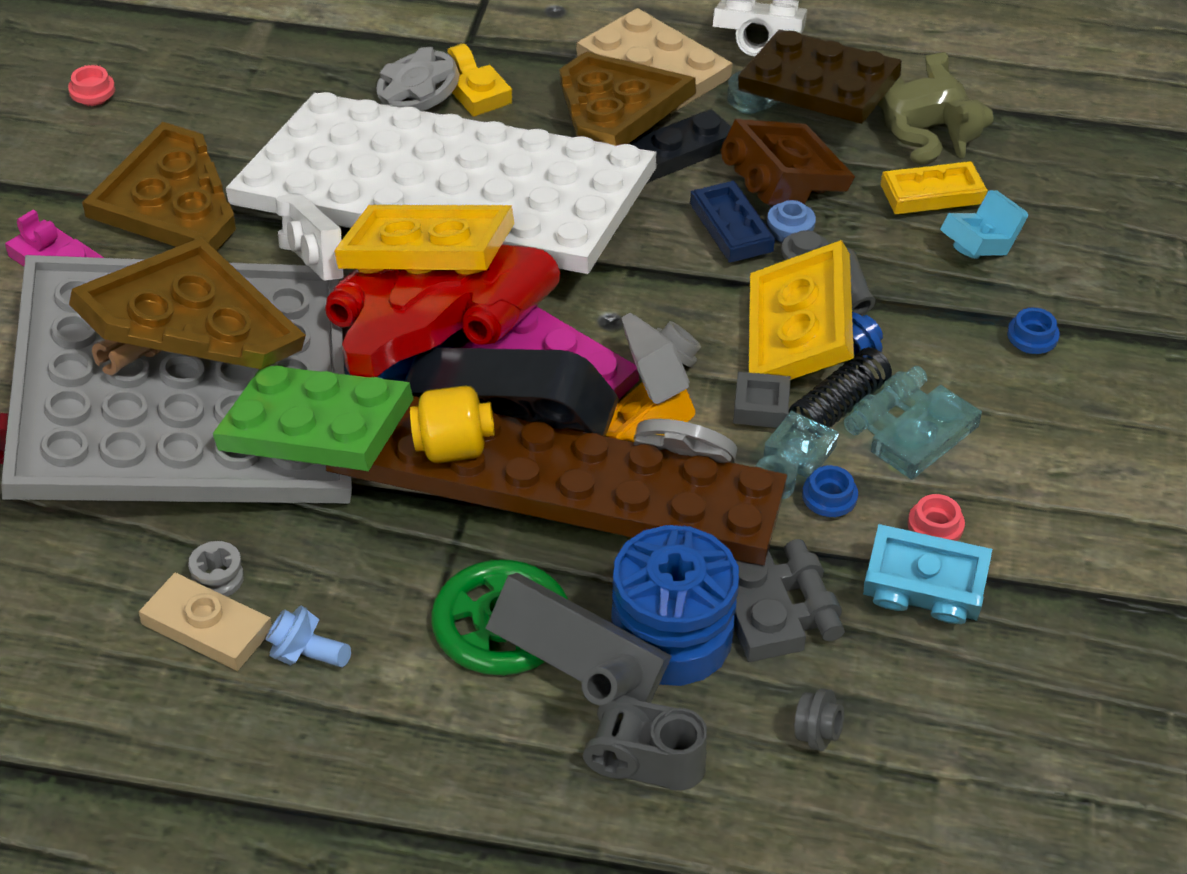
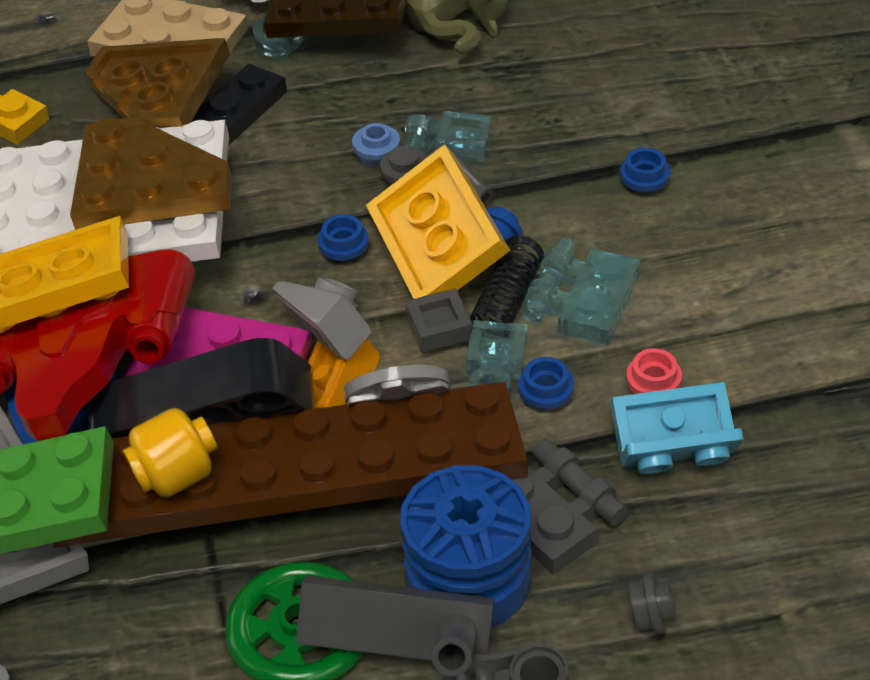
camera: 20 degrees left, 0 degrees up
(554, 177) = (144, 175): none -> pearl gold plate
(714, 296) = (342, 238): none -> blue plate
(732, 221) = (322, 162): dark blue plate -> none
(783, 161) = (342, 90): reddish brown plate -> none
(871, 236) = (460, 132): none -> clear light blue plate
(933, 187) = (488, 70): yellow plate -> none
(987, 231) = (558, 91): medium azure bracket -> none

